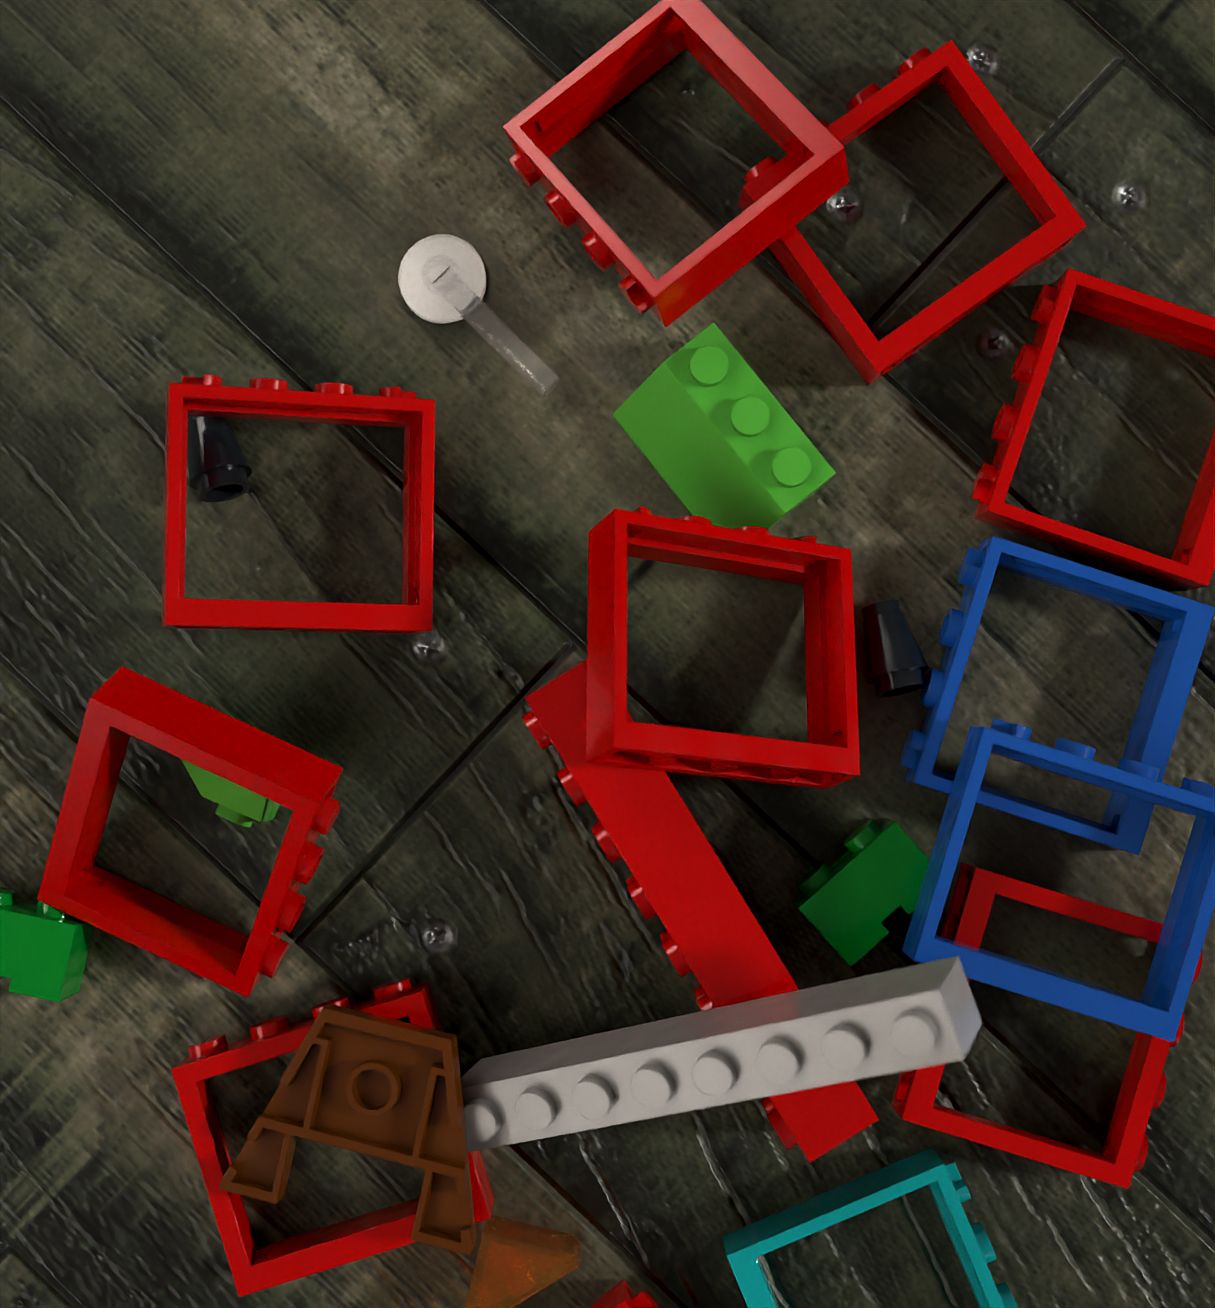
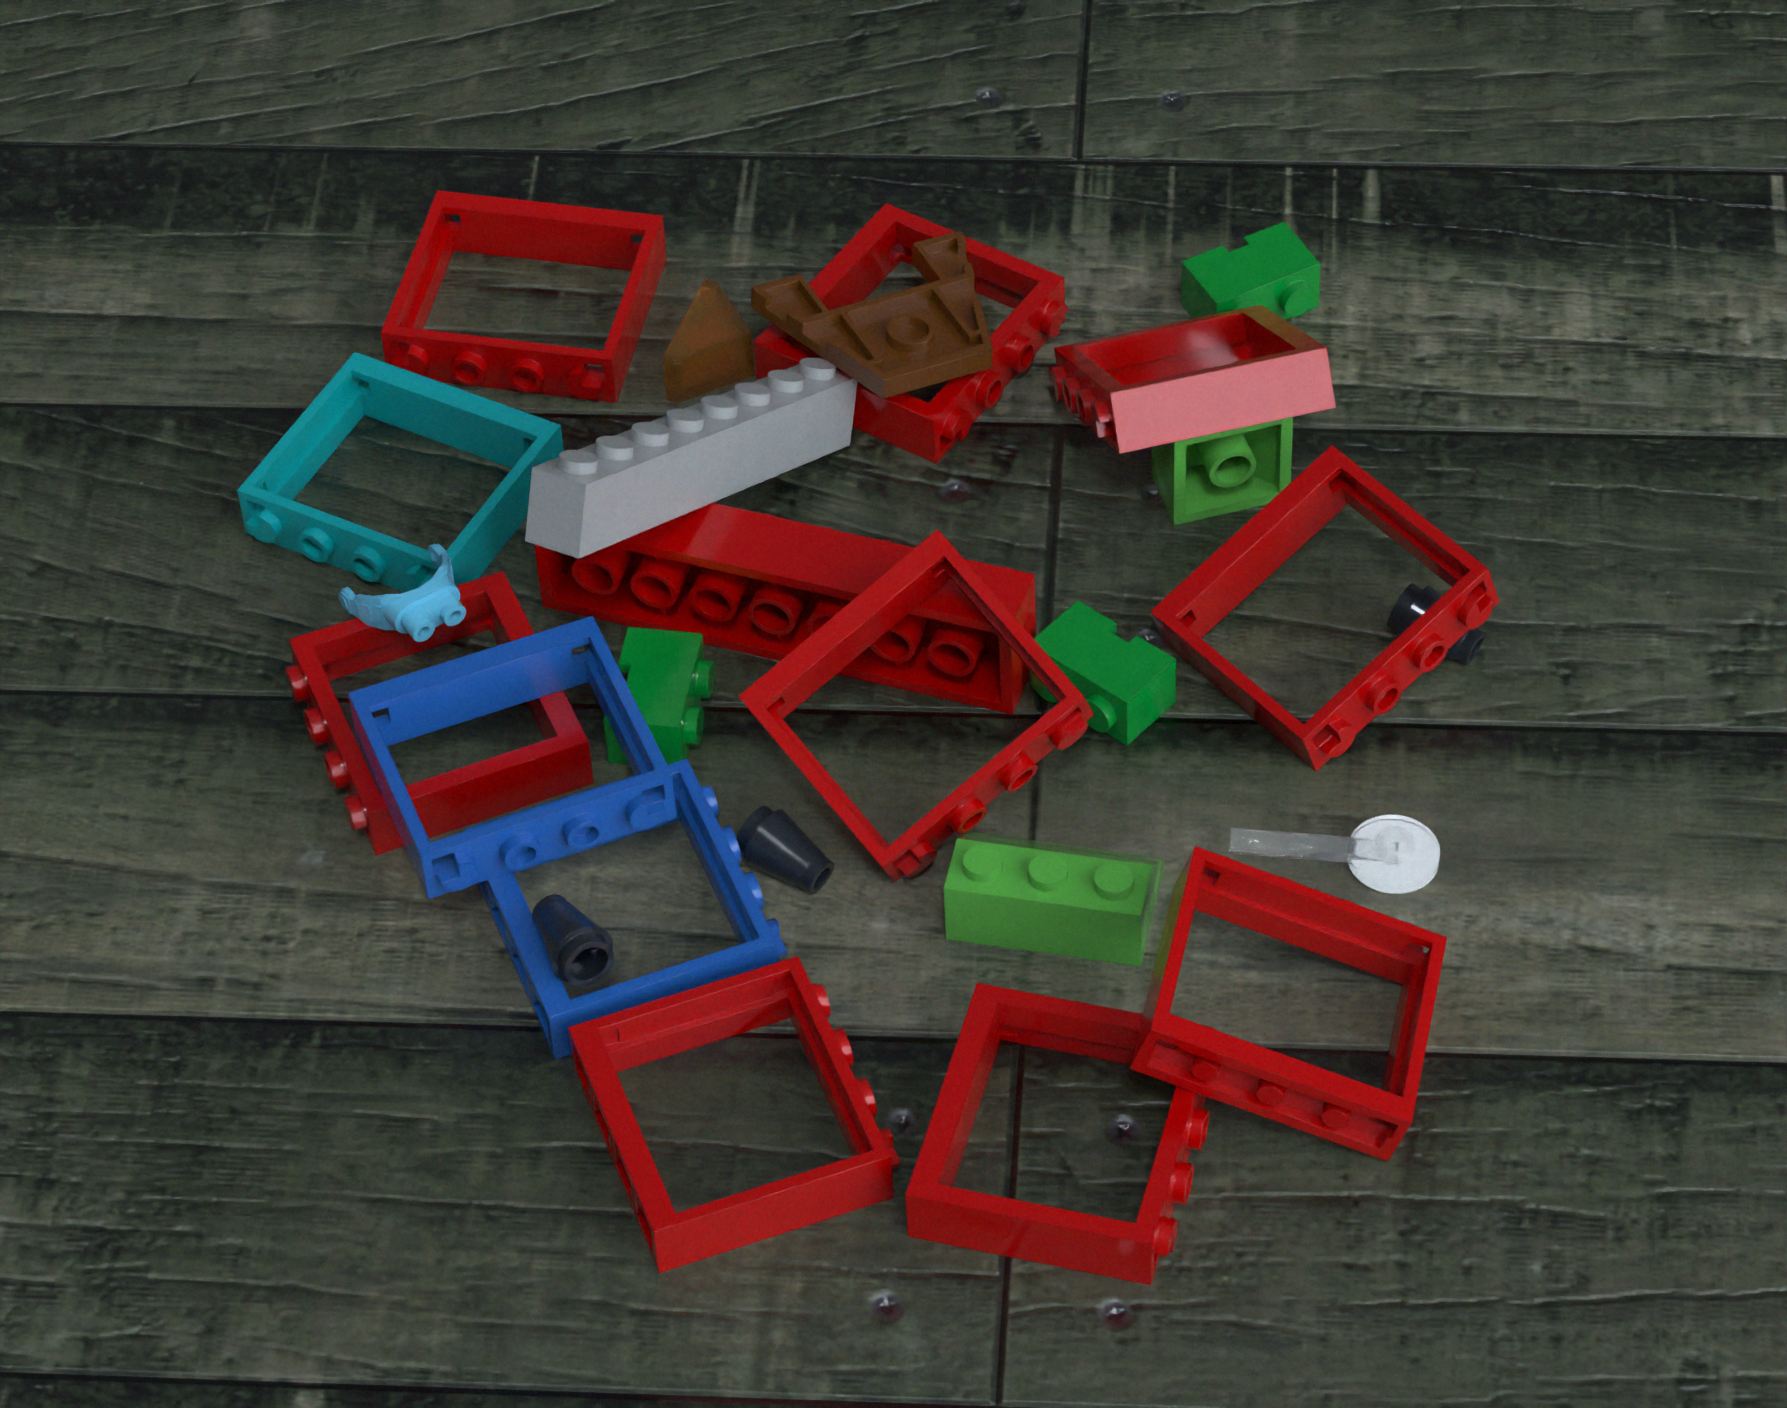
camera: 140 degrees right, 40 degrees down
(516, 637) = (1120, 679): none -> green brick
(1004, 1112) = (414, 610): none -> medium azure helmet
(1157, 656) = (573, 943): none -> black cone

